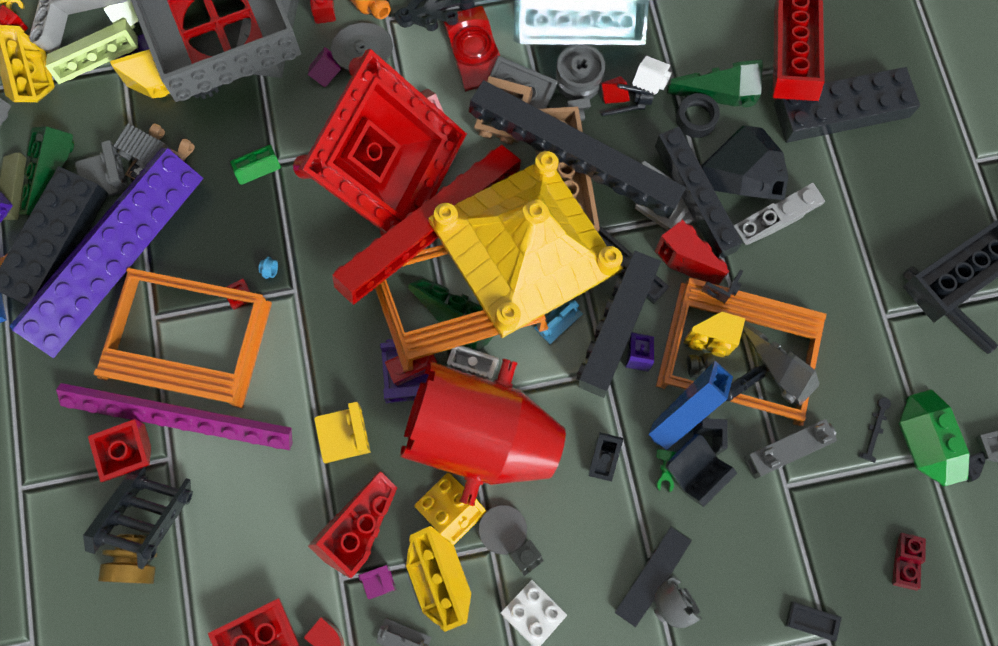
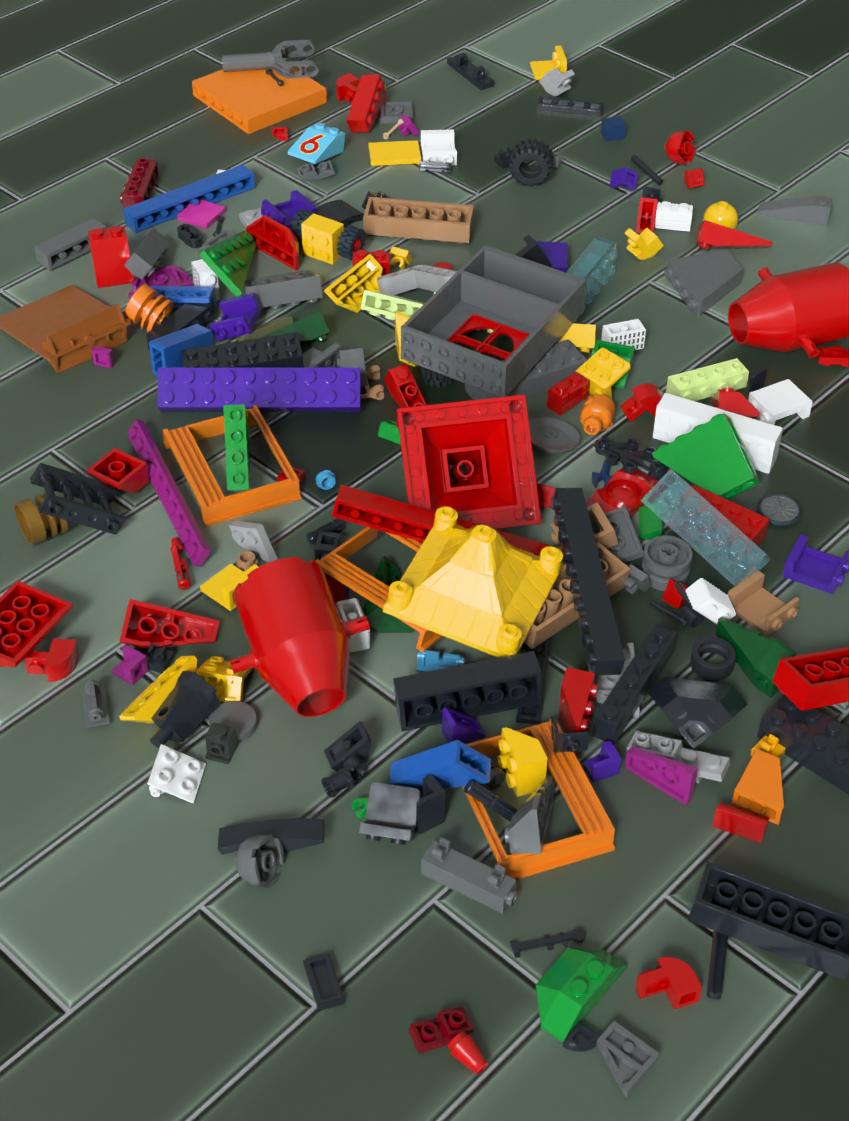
camera: 55 degrees right, 30 degrees down
(183, 324) = (237, 447): none -> slope
(212, 125) = (403, 387): none -> red slope
(279, 461) = (180, 564): none -> red piece
(302, 380) = (254, 539): none -> light grey wing
(316, 397) = (246, 560): none -> medium nougat plate
(332, 309) = (337, 525): none -> black axle
(358, 313) = (326, 543): none -> black brick
(384, 550) = (159, 658): none -> black tile
(444, 43) = (603, 475): none -> dark blue bar
(475, 571) = (184, 709): none -> black piece
(521, 53) = (649, 524): none -> green slope
(631, 481) = (346, 776): none -> black connector
(672, 40) = (761, 607): none -> medium nougat panel
(750, 267) = (604, 765): none -> dark purple panel
(789, 238) = (664, 773): none -> magenta wing
(807, 147) = (769, 745): none -> light orange tile
(842, 178) = (761, 787): none -> orange slope
(859, 216) = (740, 822): none -> red panel
(943, 556) = (467, 1052): none -> red cone
(968, 369) = (674, 978): none -> red brick

